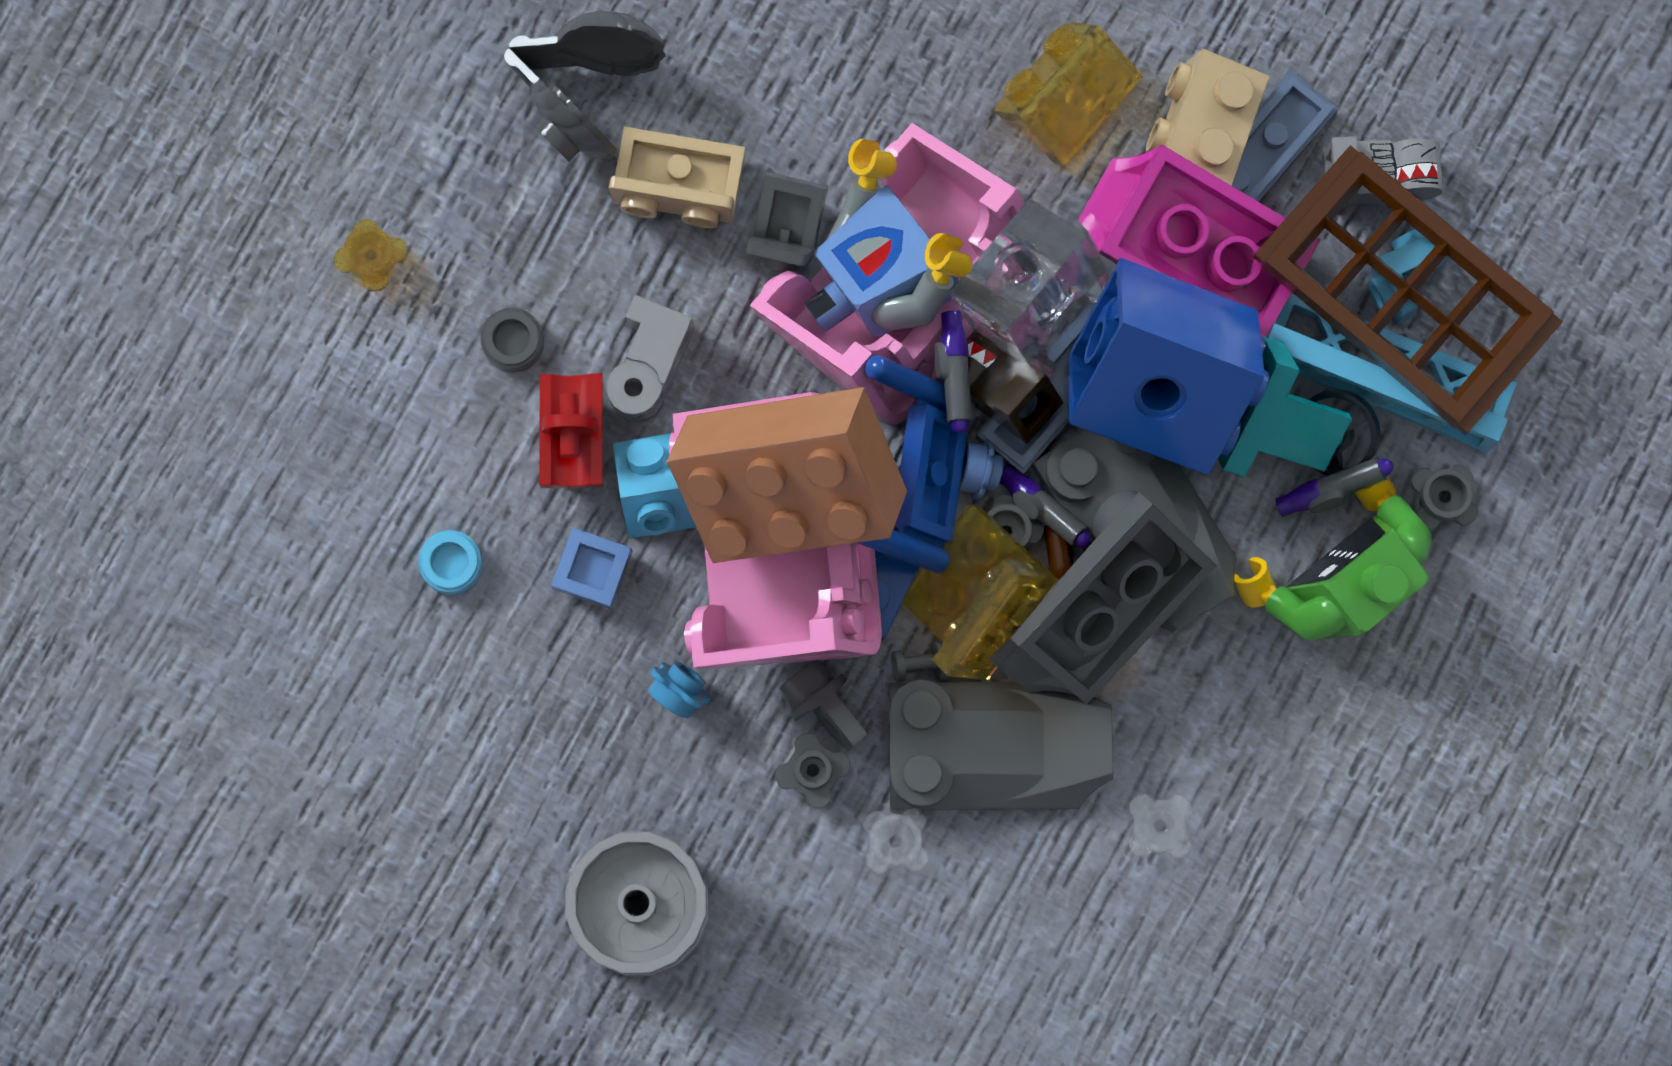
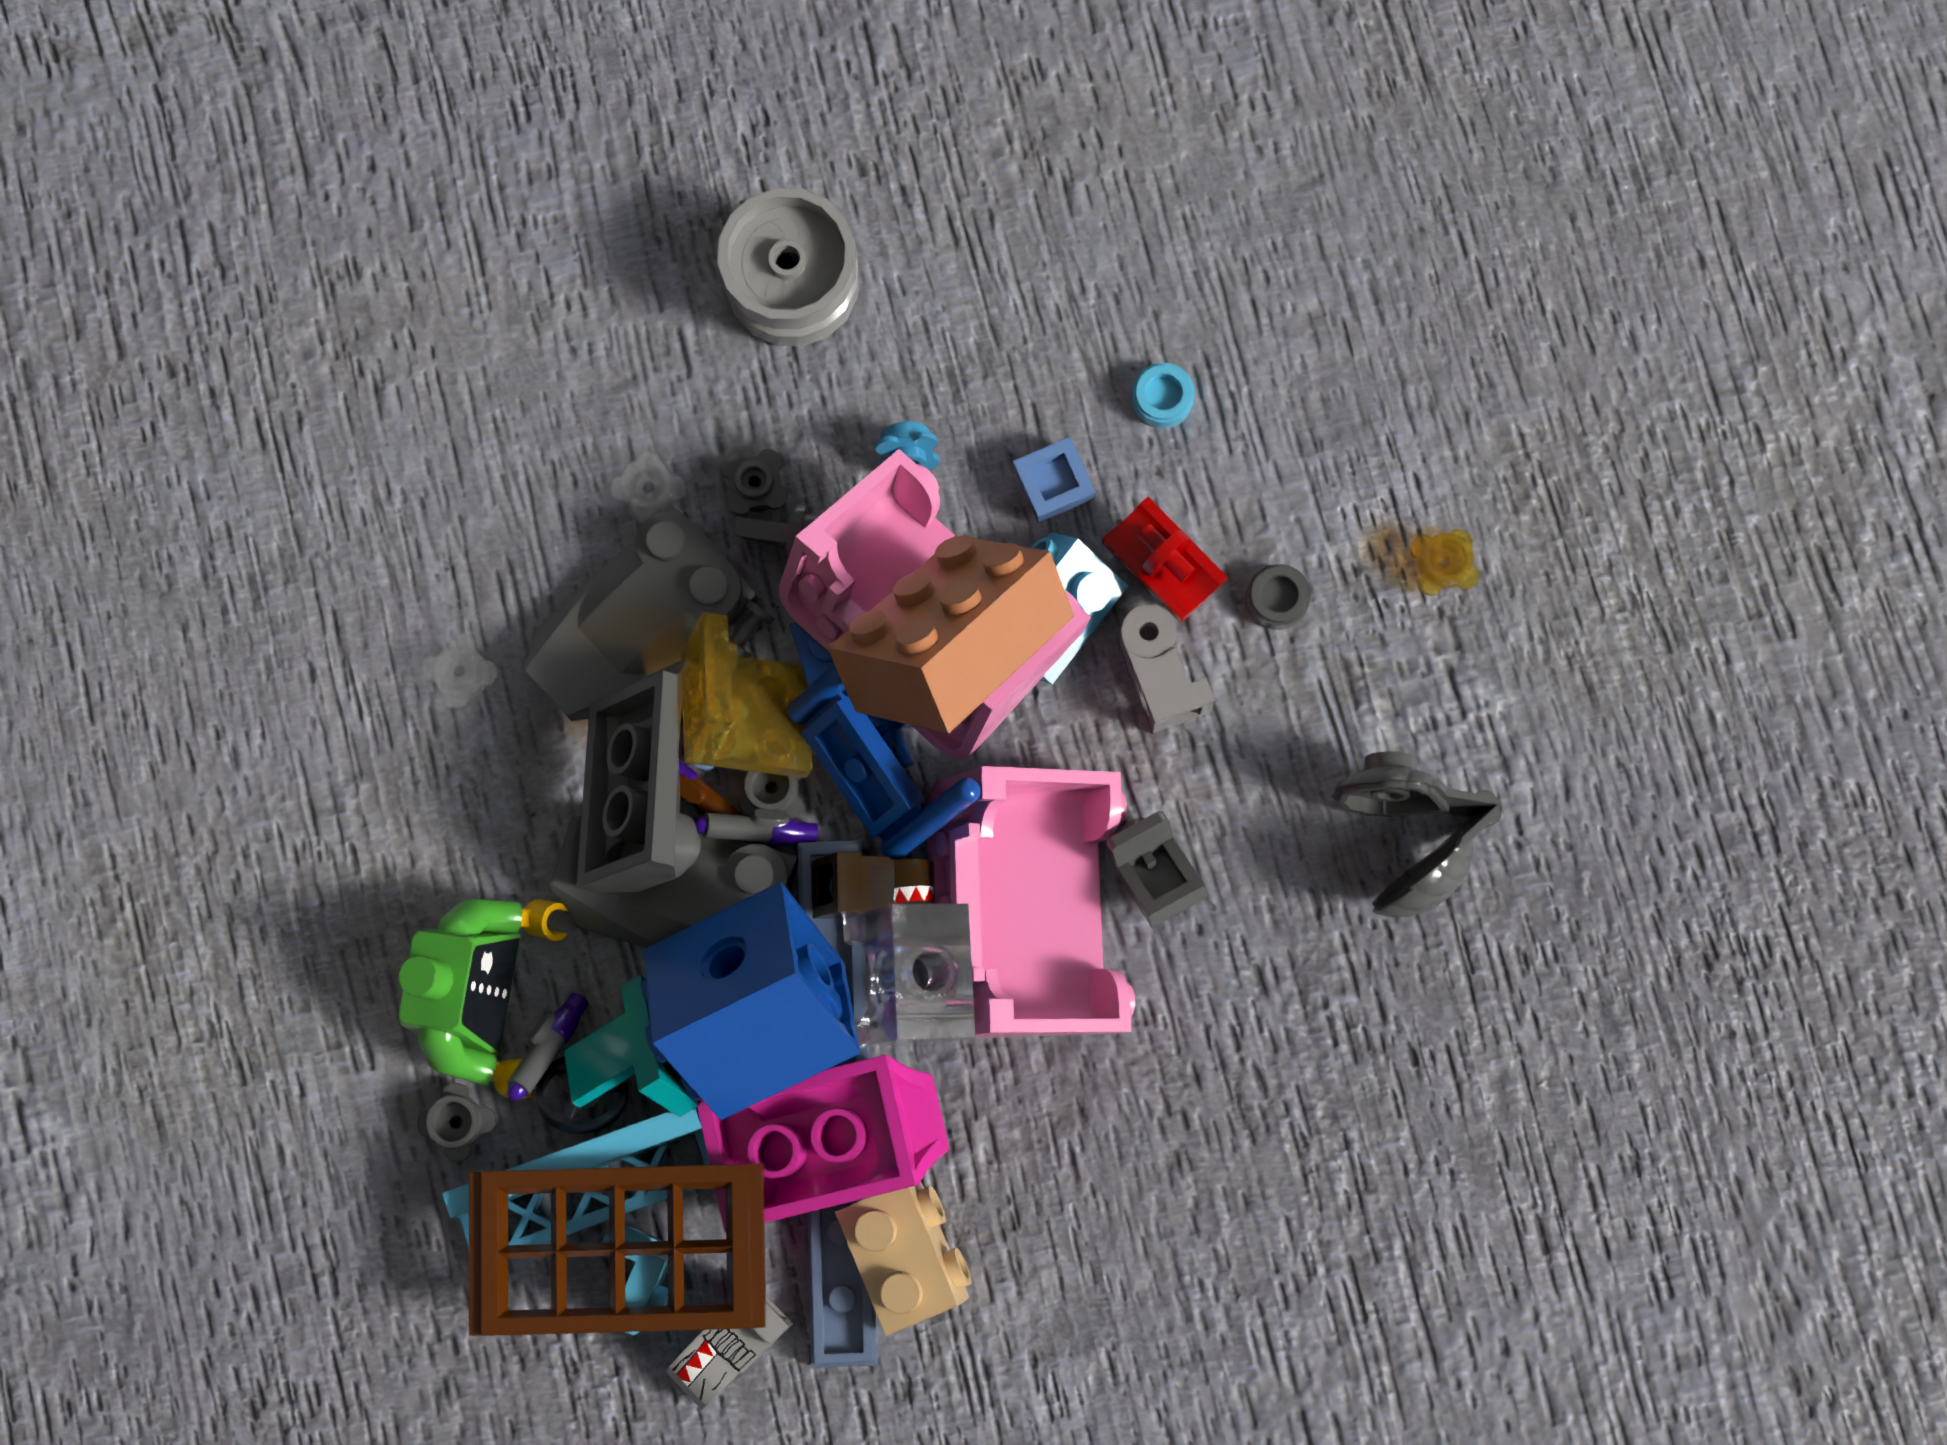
camera: 140 degrees right, 0 degrees up
(677, 177) = (1272, 829): tan bracket -> none
(882, 257) = (1053, 897): torso -> none
(952, 367) = (917, 857): dark grey piece -> none
(980, 469) = (833, 815): medium blue plate -> none
(1069, 89) = (1038, 1182): clear yellow bracket -> none

